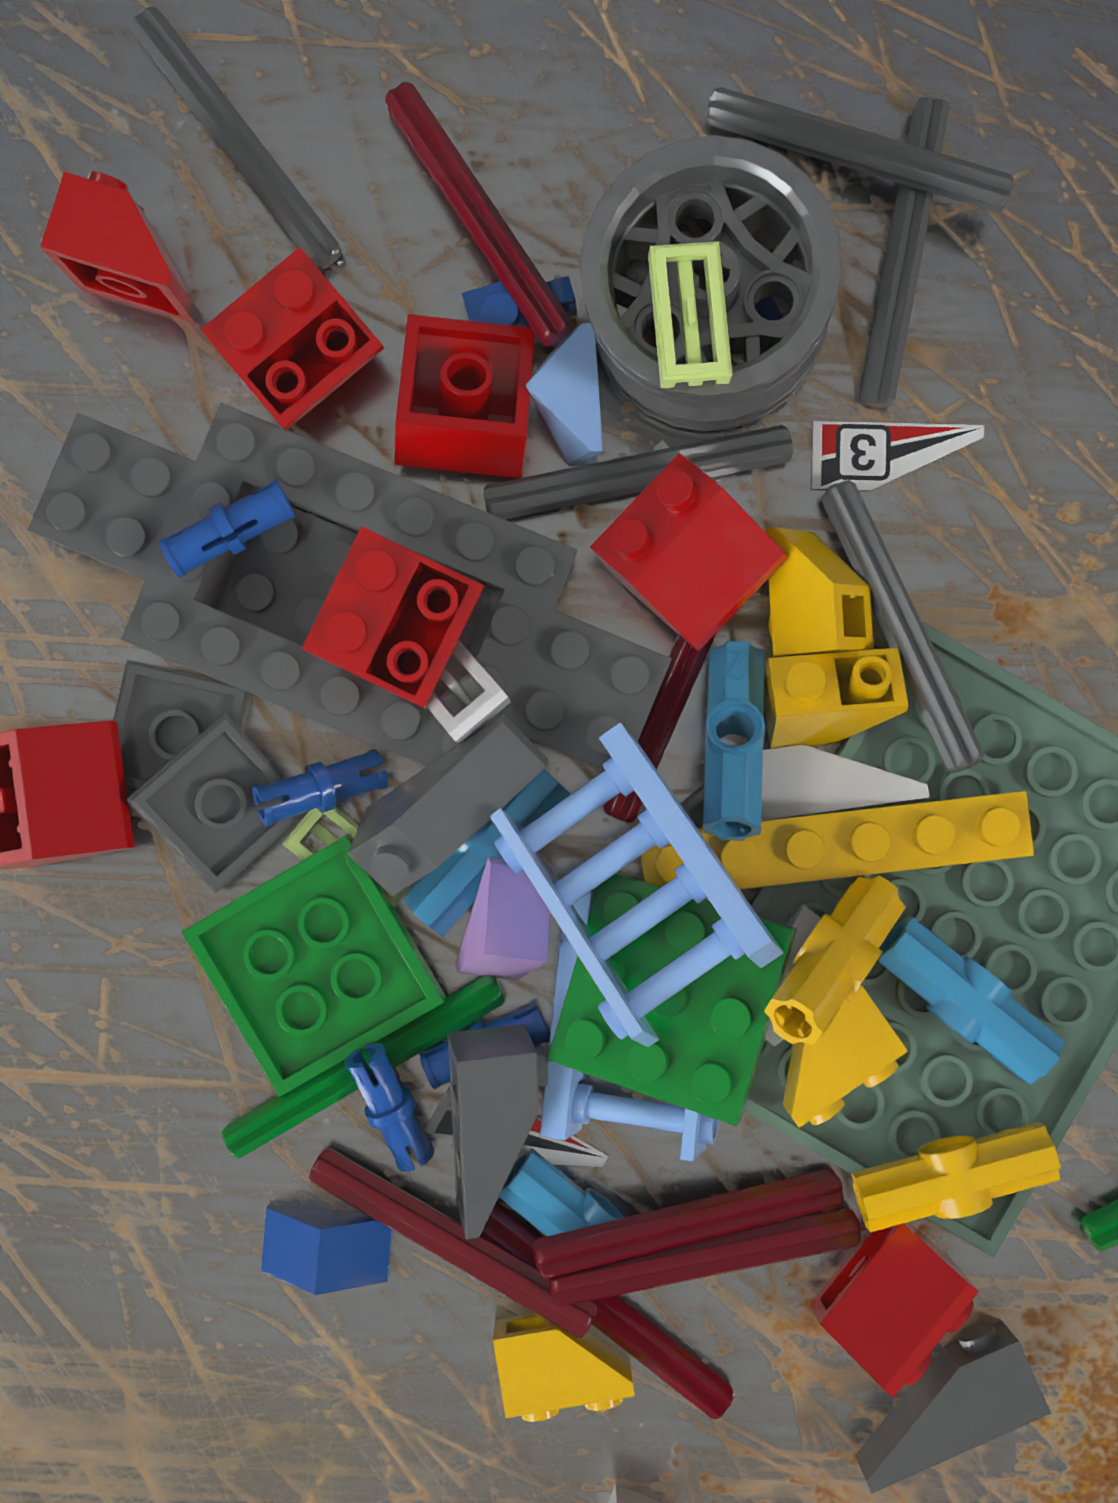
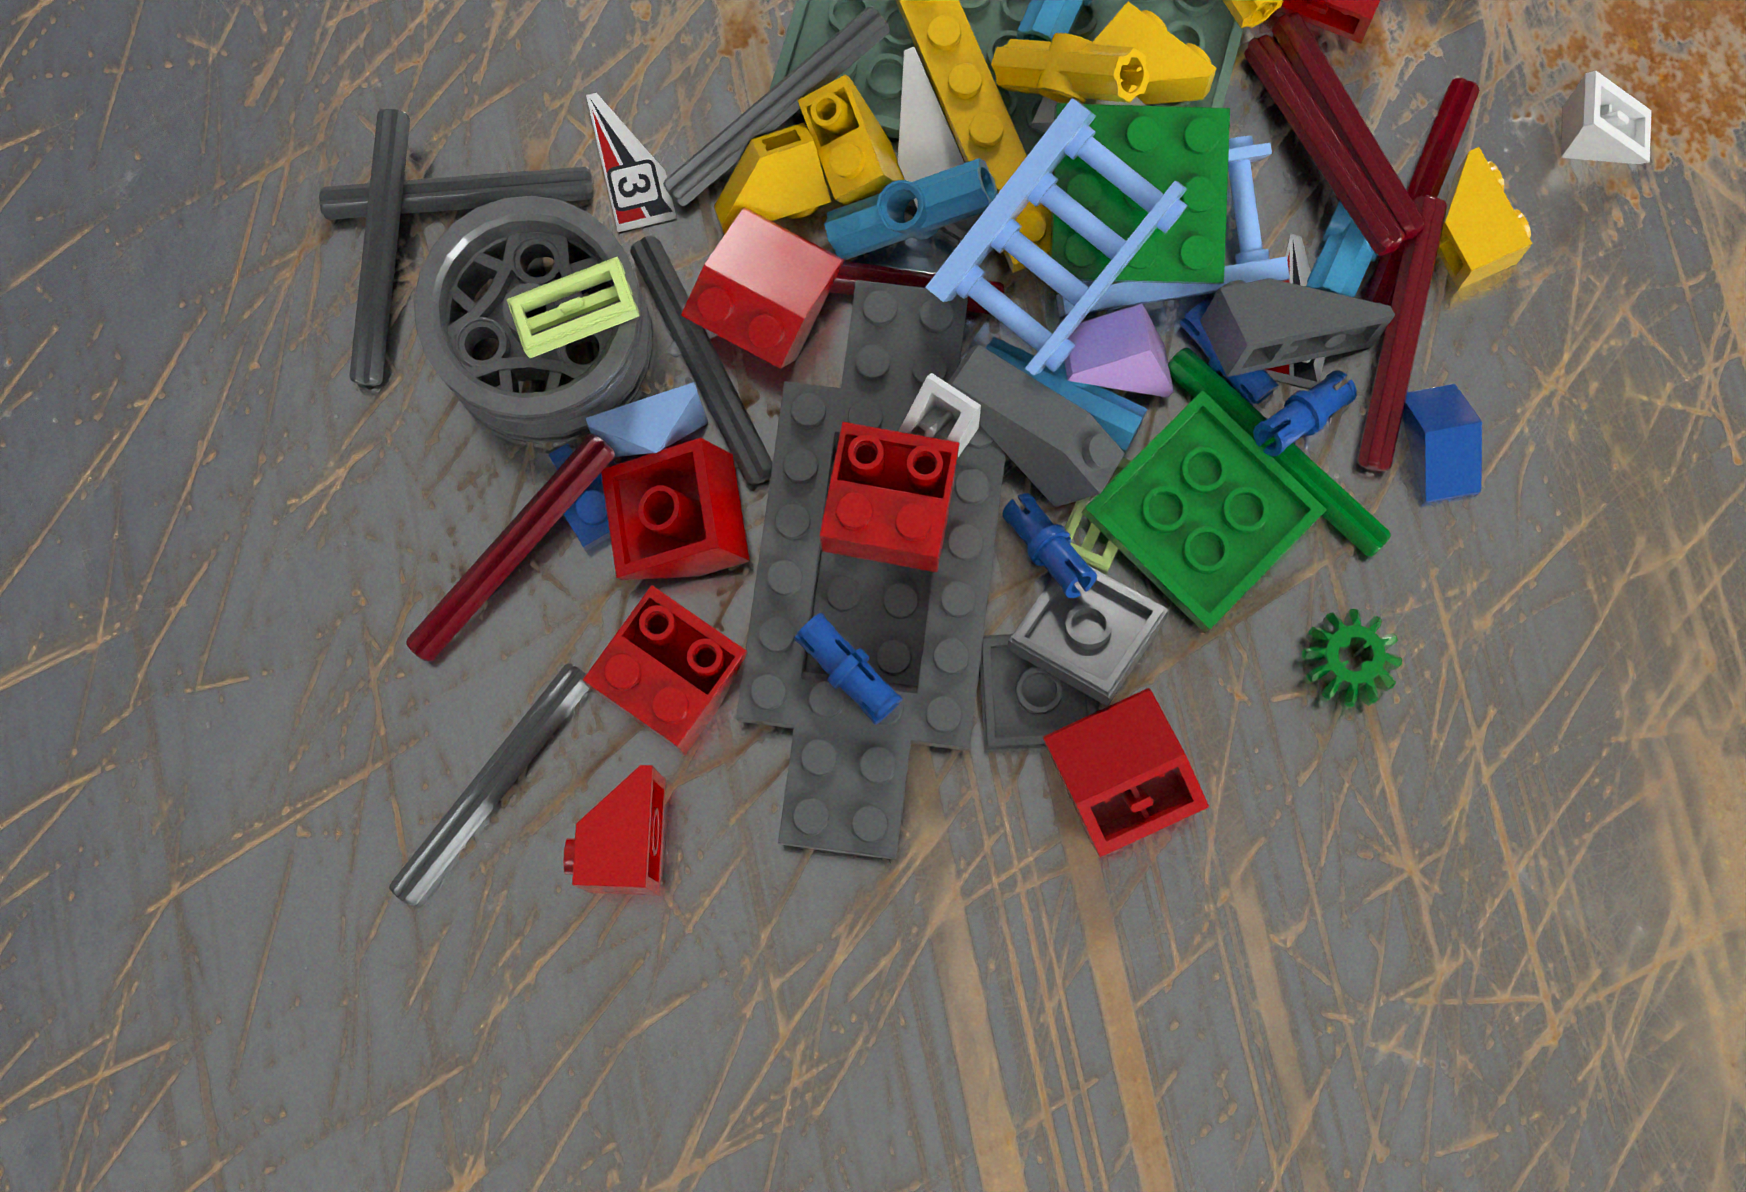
camera: 100 degrees left, 10 degrees down
(92, 1080) = (1368, 645): none -> green gear

